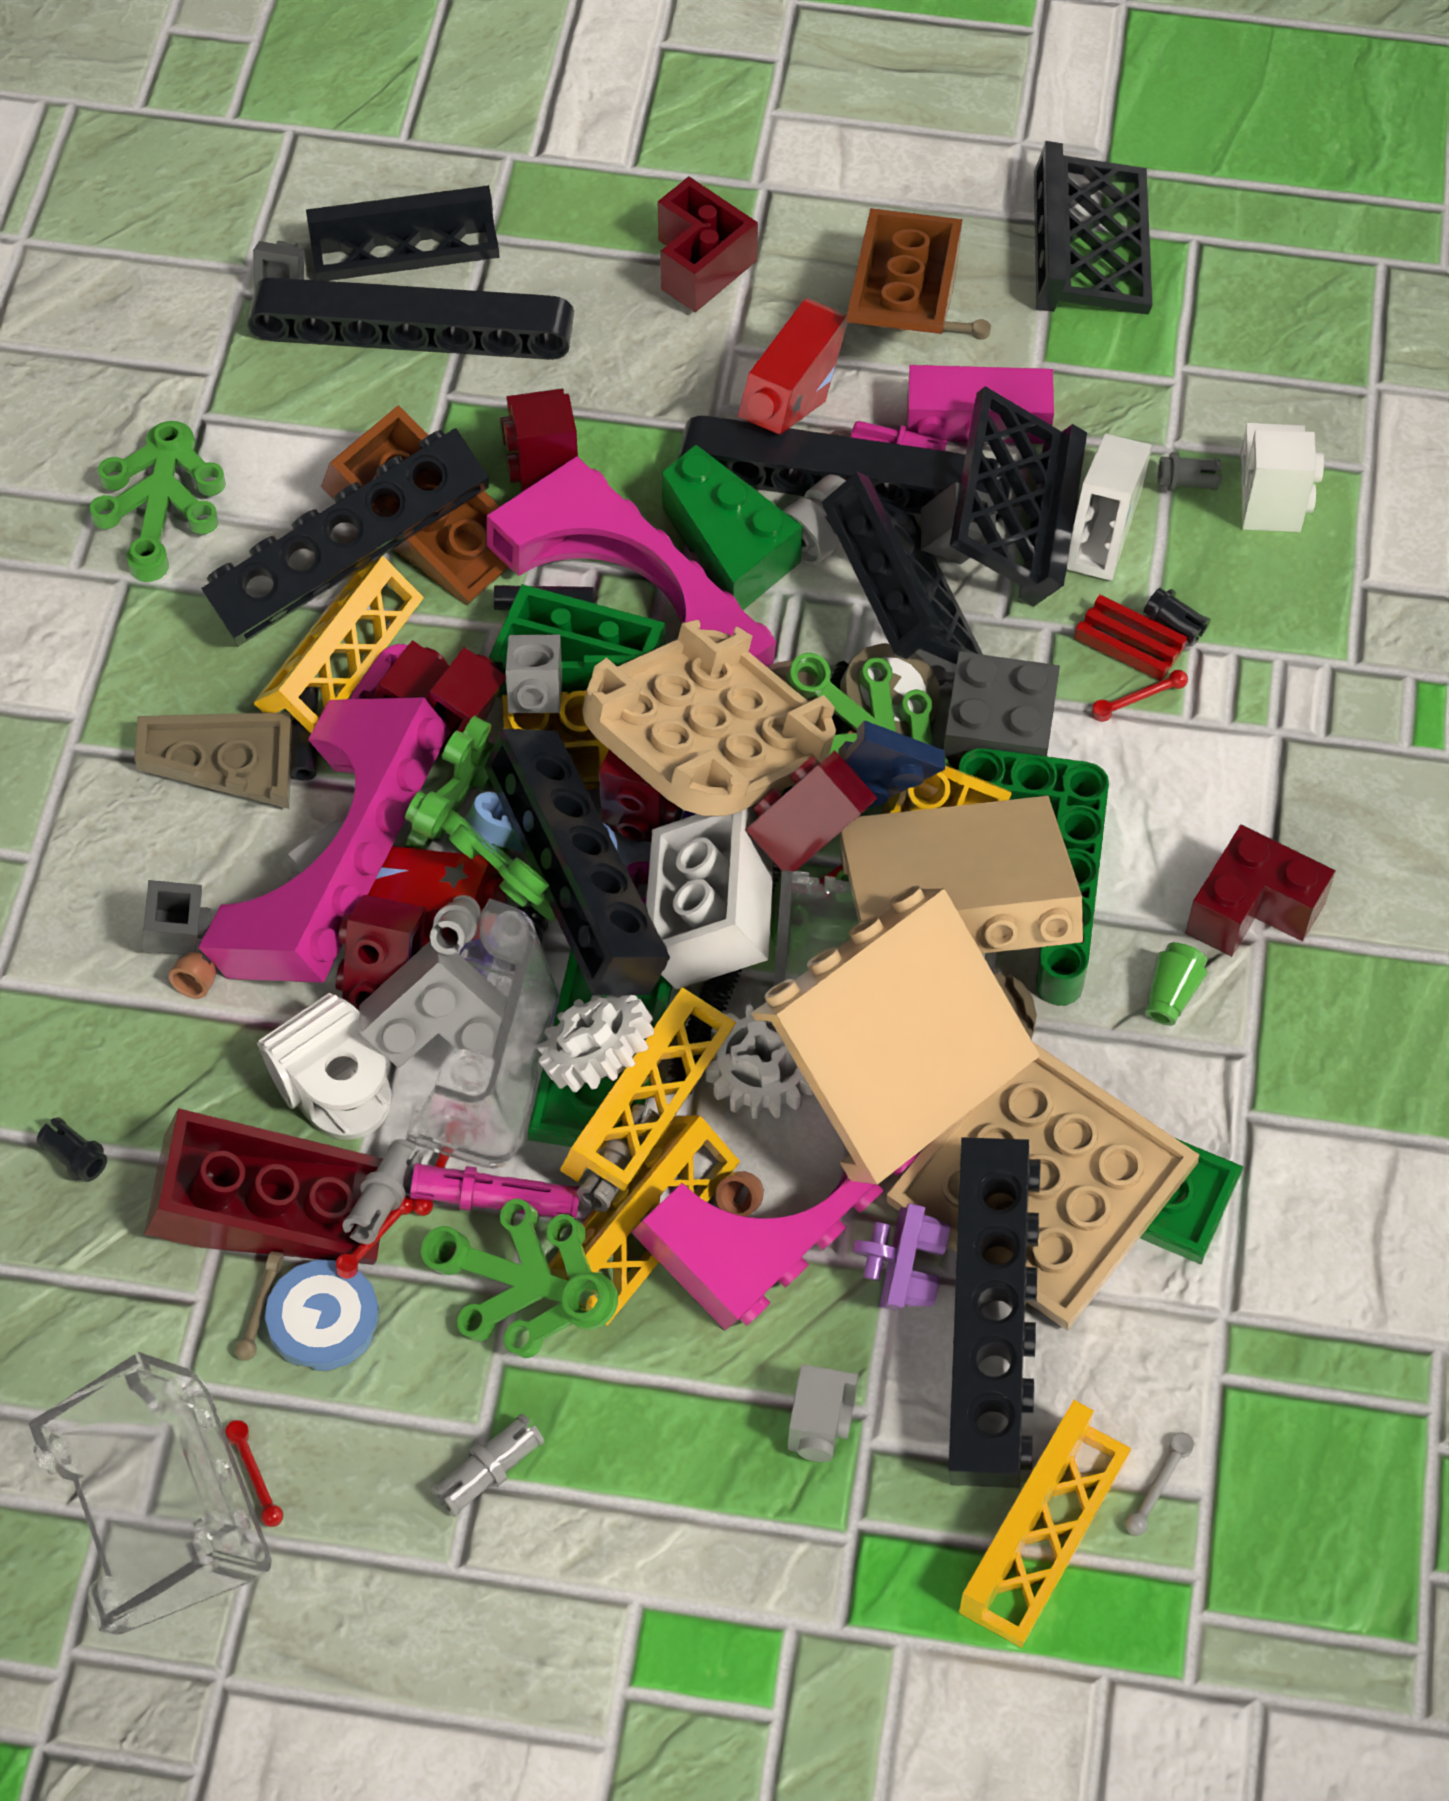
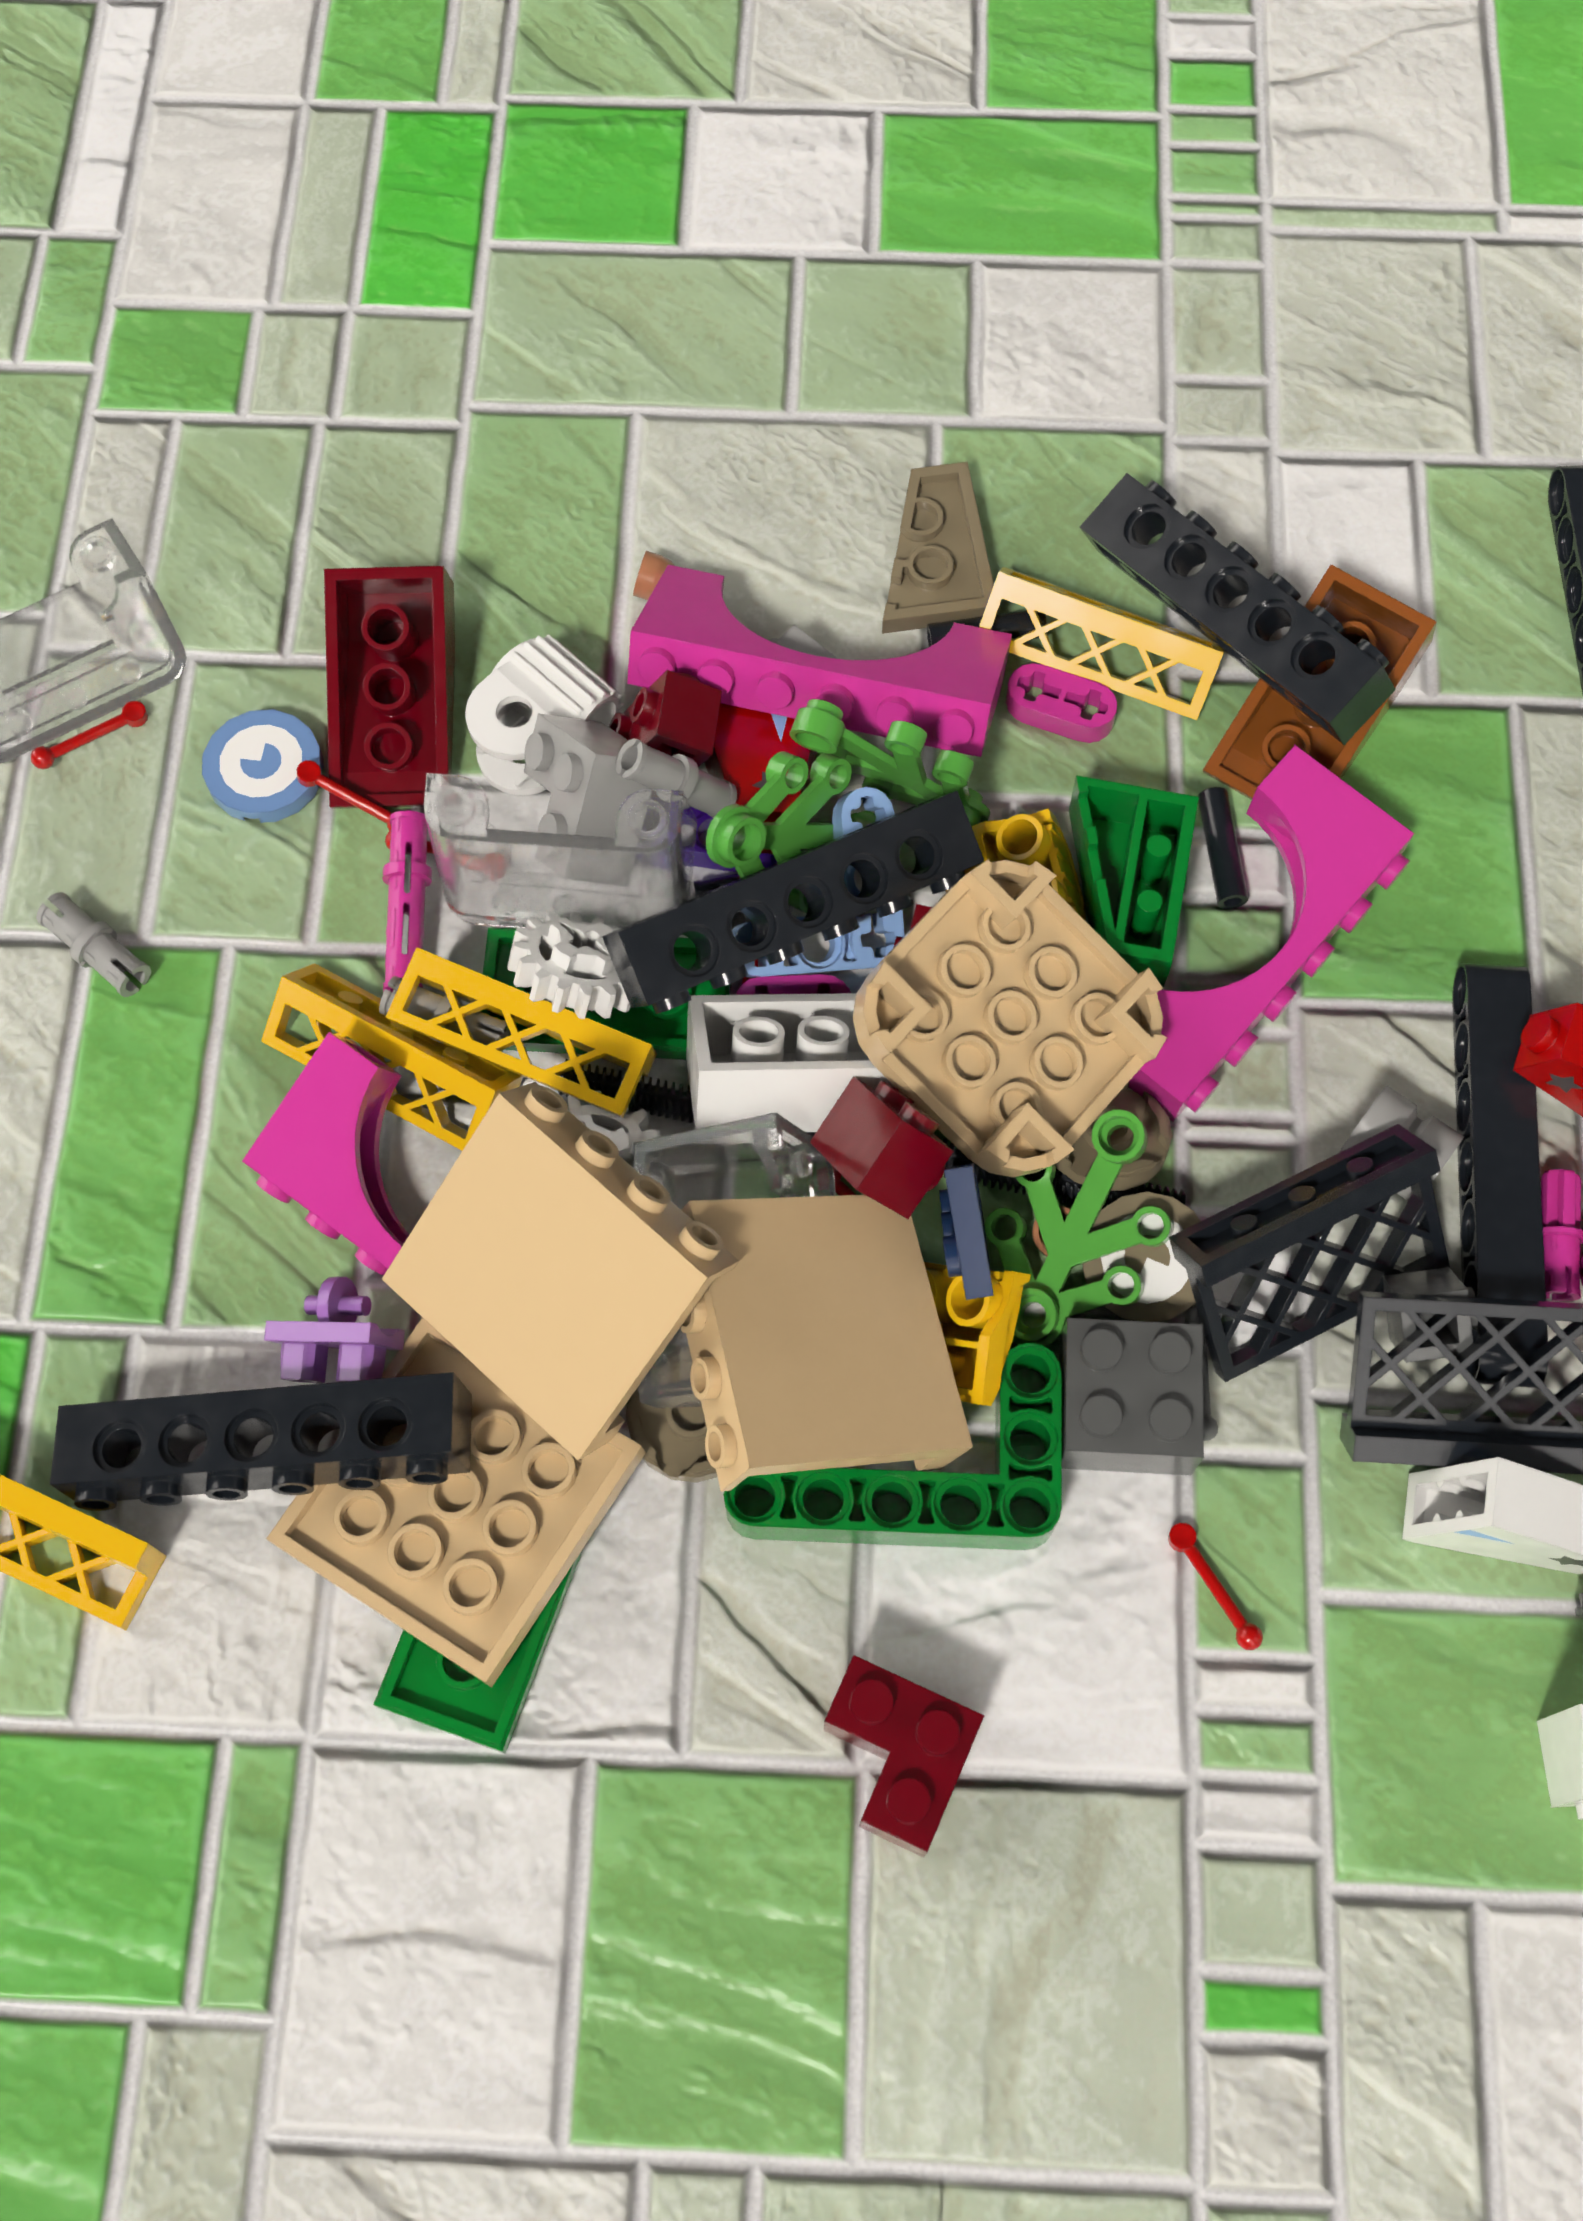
camera: 85 degrees right, 10 degrees up
(83, 1158) = (425, 517): black pin -> none
(166, 446) = (1355, 429): bright green plant -> none
(174, 918) = (703, 532): dark grey brick -> none
(246, 1348) = (225, 705): dark tan hinge -> none
(382, 1191) = (379, 786): light grey pin -> none
(453, 690) = (1030, 741): dark red brick -> none
(528, 1281) = (253, 994): bright green plant -> none
(534, 674) = (1055, 820): light grey brick -> none
(539, 433) = (1451, 798): dark red brick -> none
(730, 526) = (1358, 1035): green wedge -> none
(730, 1189) = (423, 1157): nougat hinge -> none
(821, 1411) = (149, 1268): light grey brick -> none
(1134, 632) = (1326, 1515): red tile -> none
(1175, 981) = (759, 1649): bright green cone -> none
(1176, 615) = (1350, 1622): black pin -> none
(1180, 1447) = (131, 1690): light grey hinge -> none

